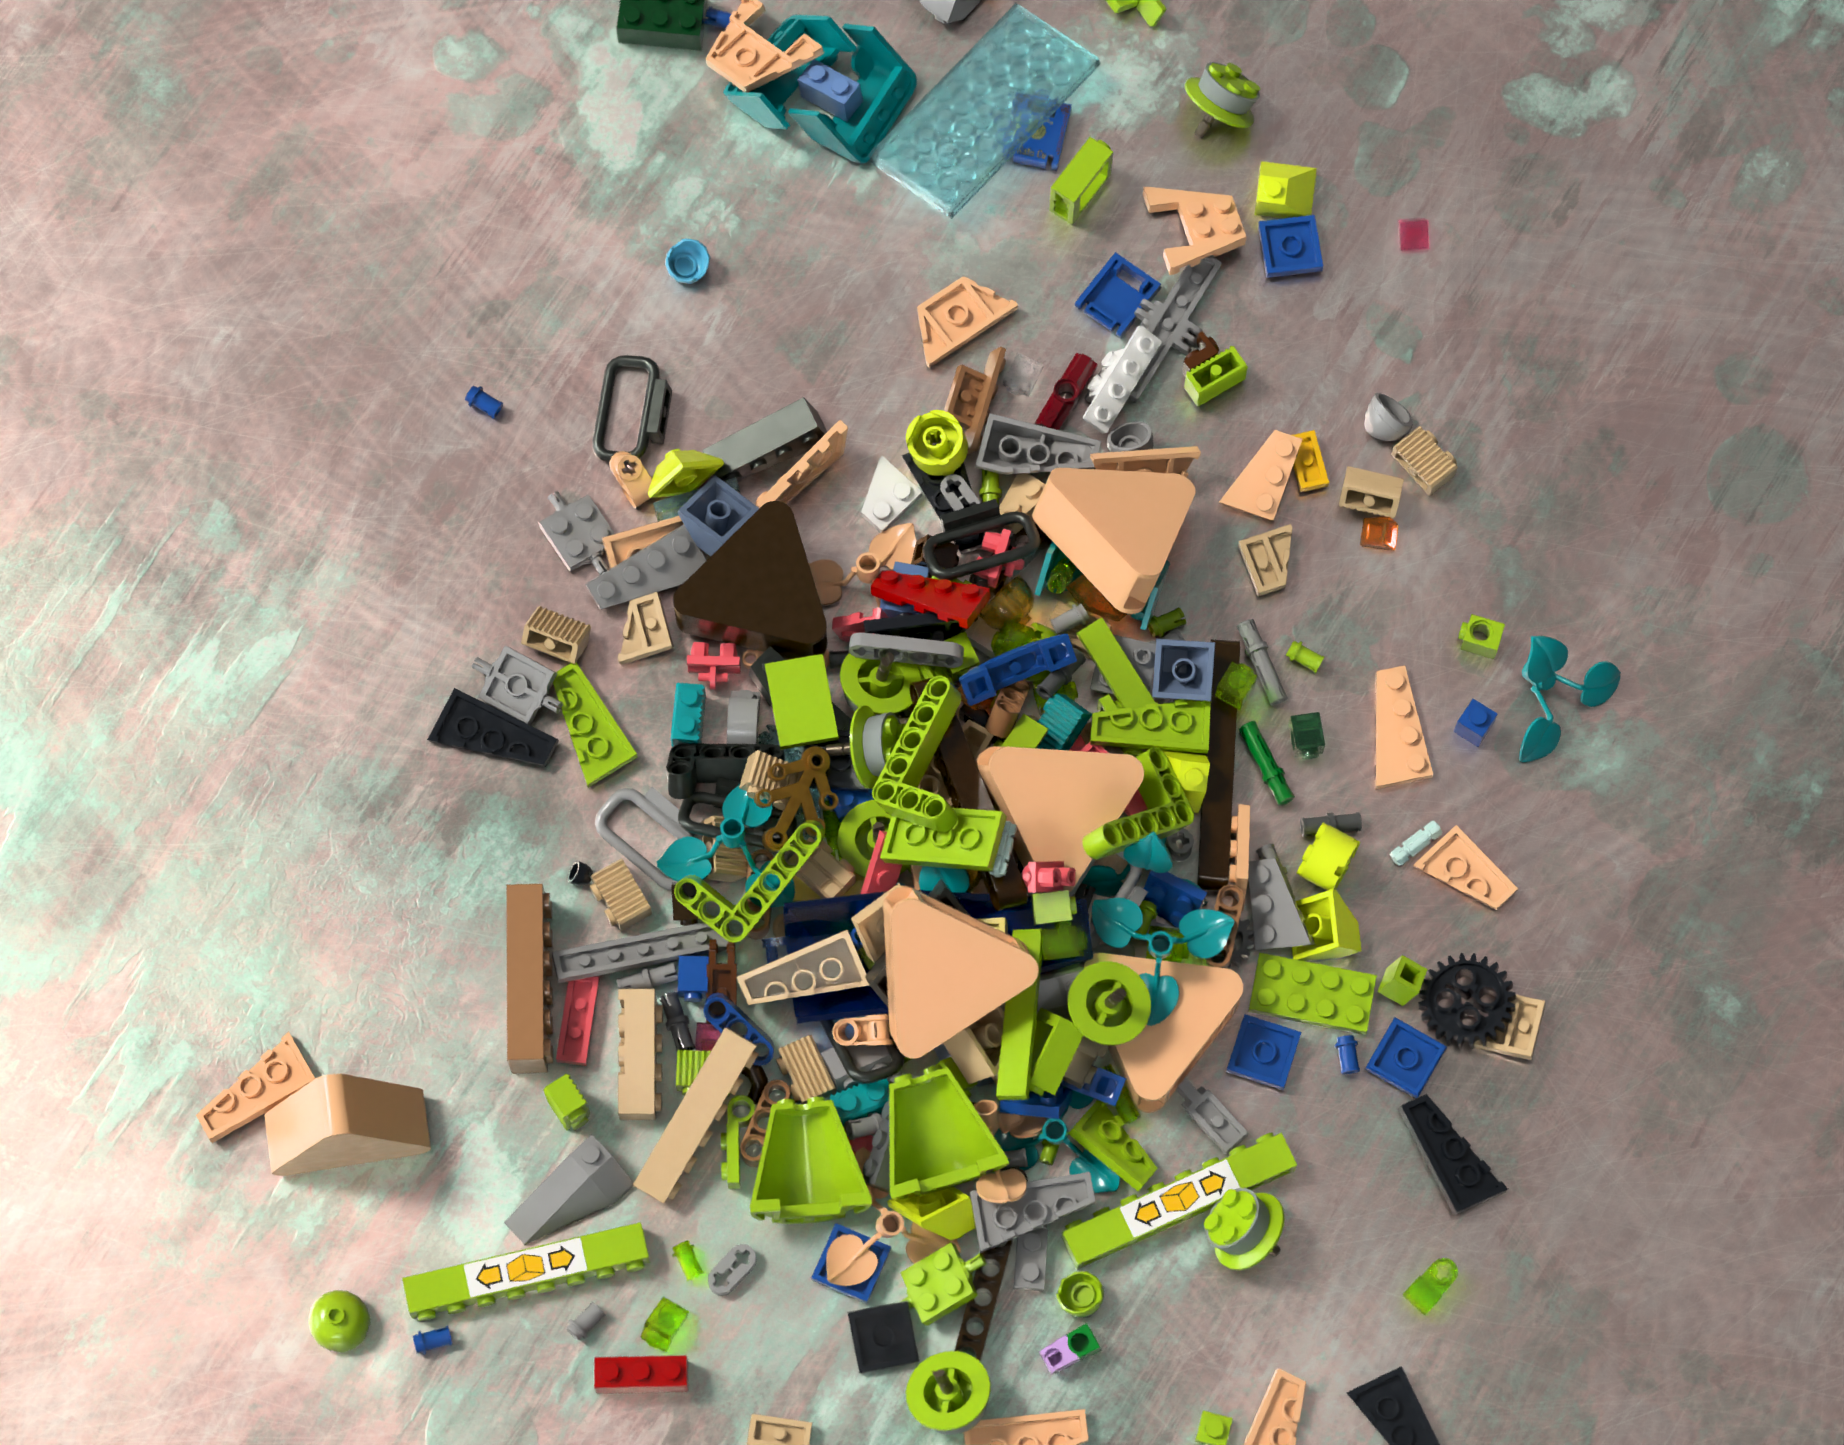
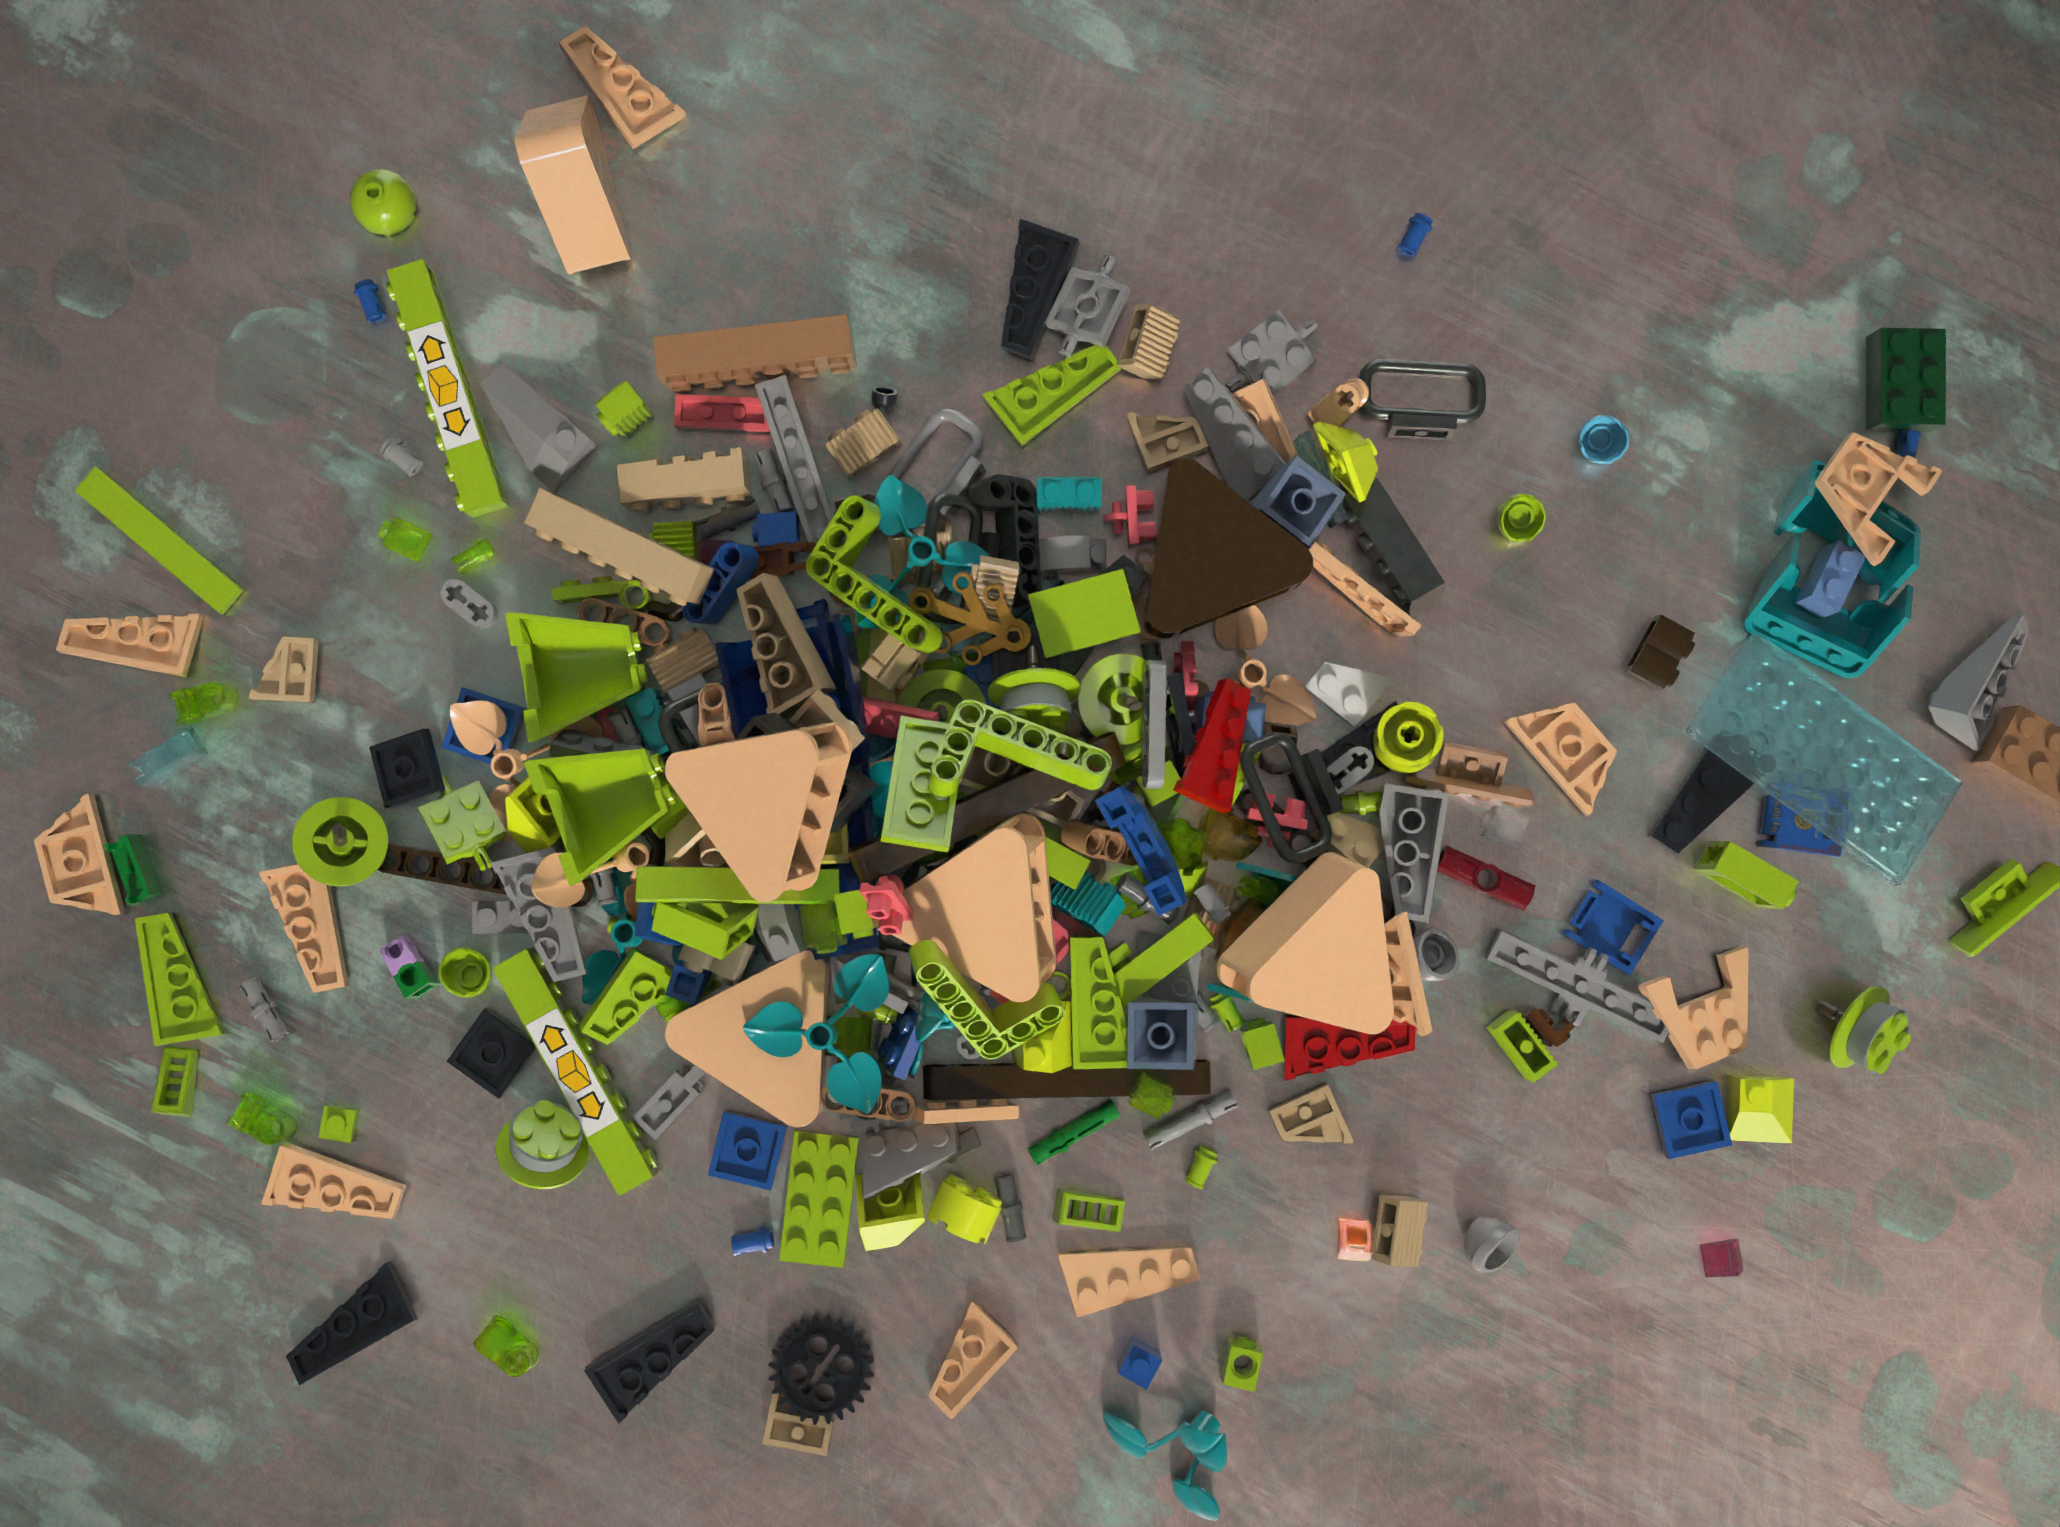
camera: 85 degrees right, 15 degrees up
(641, 1374) = (346, 519): red brick -> none
(749, 335) = (1521, 517): none -> lime hair
(880, 233) = (1660, 653): none -> dark brown brick
(1004, 850) = (912, 853): light aqua axle -> none
(1013, 214) = (1699, 801): none -> black wing
(1109, 1003) = (752, 982): lime piece -> none
(1118, 378) = (1508, 935): white bracket -> none
(1157, 1278) = (492, 1053): none -> black plate
(1198, 594) = (1261, 1043): none -> lime brick
(1201, 538) = (1318, 1046): none -> red wing
(1265, 477) = (1406, 1110): light nougat wing -> none
(1306, 735) = (1107, 1175): clear green brick -> none
(1309, 464) = (1432, 1155): yellow plate -> none
(1334, 775) = (1062, 1204): none -> lime slope
(1402, 980) = (835, 1298): lime brick -> none
(1405, 1058) = (754, 1305): blue plate -> none
(1416, 843) = (997, 1302): light aqua axle -> none
(1425, 460) = (1445, 1289): tan brick -> none

